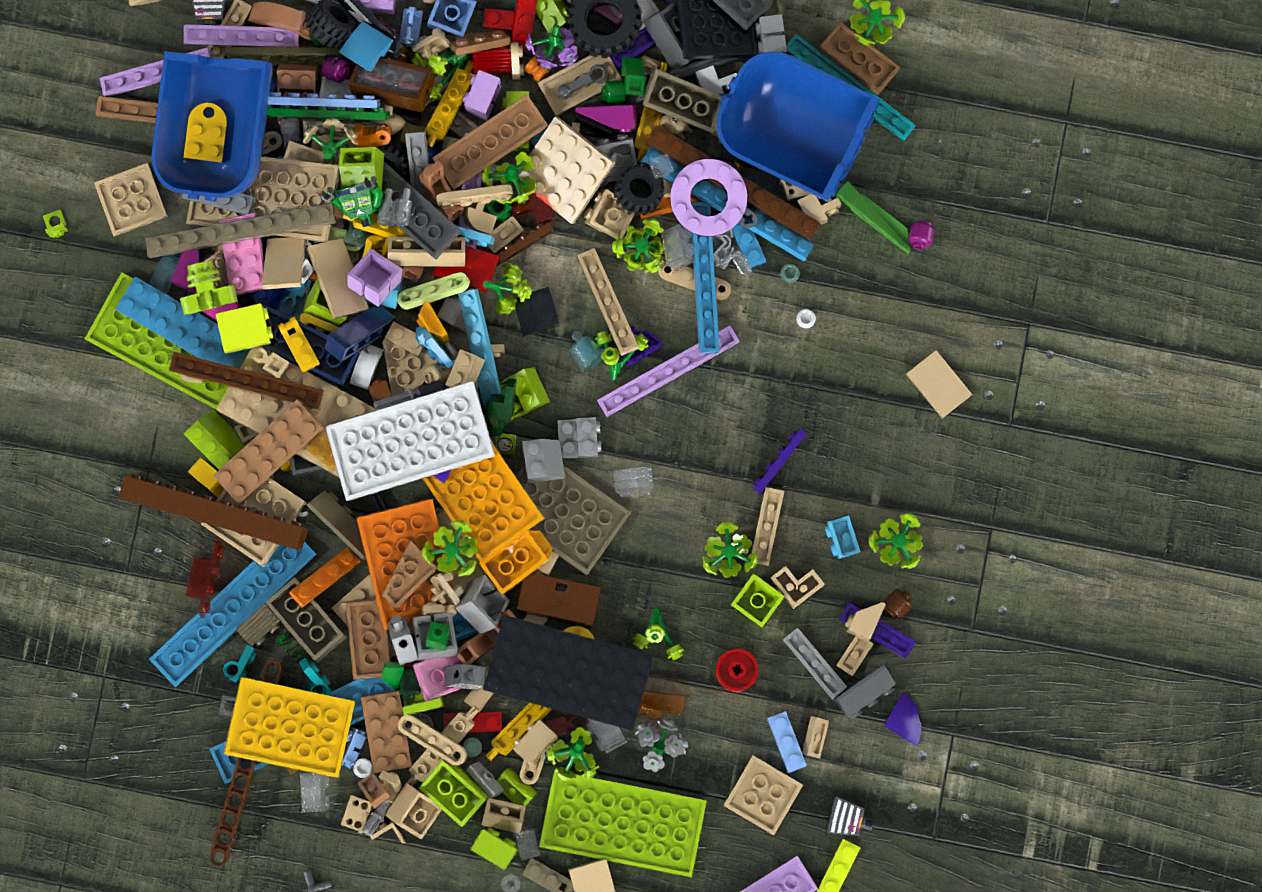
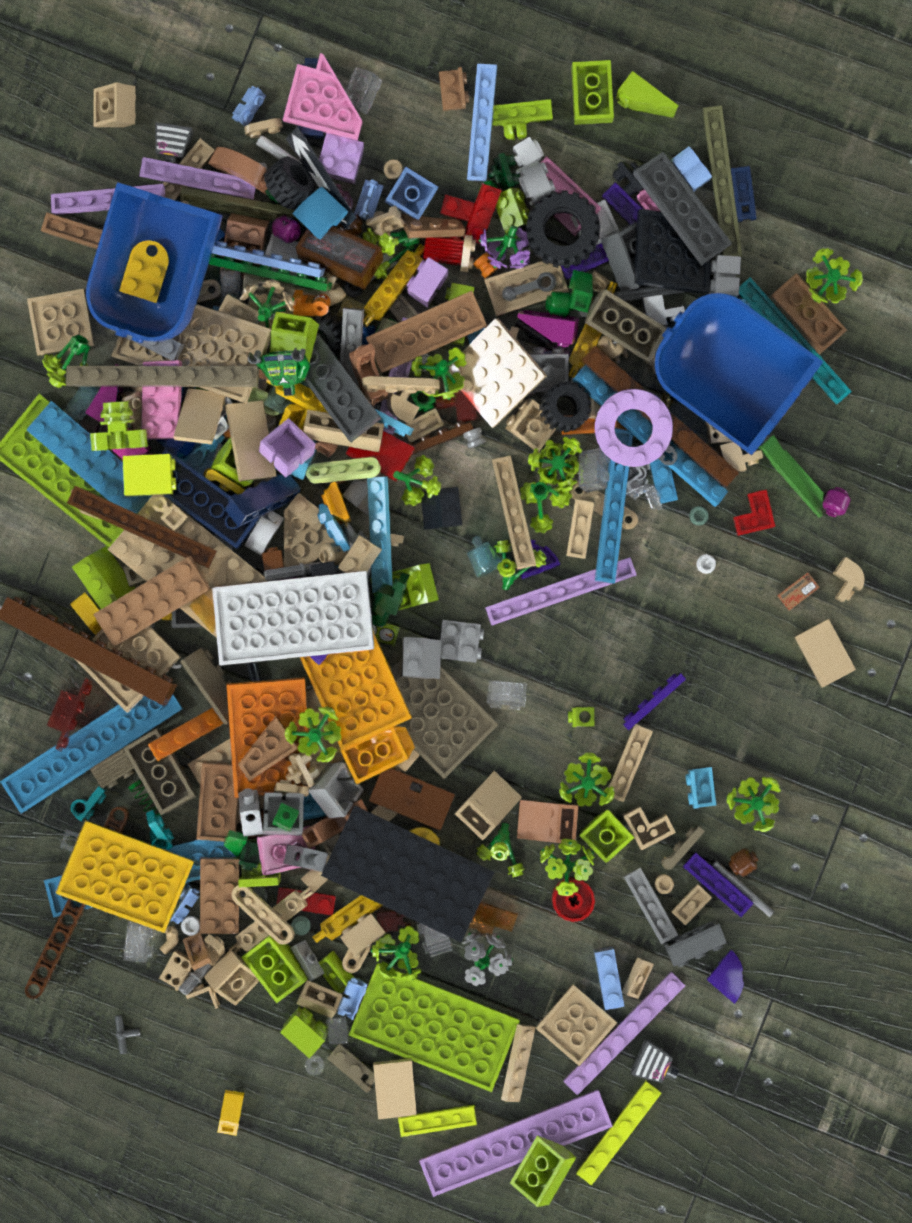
camera: 10 degrees right, 5 degrees up
(129, 240) = (56, 370): none -> plant
(299, 345) = (200, 501): yellow plate -> none
(346, 784) = (172, 939): none -> tan arm
(396, 211) = (319, 386): clear piece -> none
(538, 800) = (356, 990): none -> light blue hinge
(556, 237) = (474, 438): none -> light grey wheel
(624, 281) = (537, 492): none -> lime plant
(635, 593) = (488, 805): none -> tan slope
(661, 166) = (592, 387): clear plate -> none
(676, 306) = (580, 528): none -> tan plate
(697, 598) = (547, 821): none -> nougat slope
(704, 492) = (573, 716): none -> lime bracket
(712, 843) = (518, 1063): none -> tan plate
(714, 639) = (558, 867): none -> lime plant
(812, 795) = (624, 1033): none -> lavender plate
(824, 640) = (664, 884): none -> tan tile
(834, 600) = (681, 848): none -> dark tan plate
(849, 264) = (760, 516): none -> red plate
(864, 622) = (709, 876): tan slope -> none
(901, 329) = (798, 591): none -> tile
(918, 639) = (742, 888): none -> light grey bar
(950, 303) = (851, 575): none -> tan brick

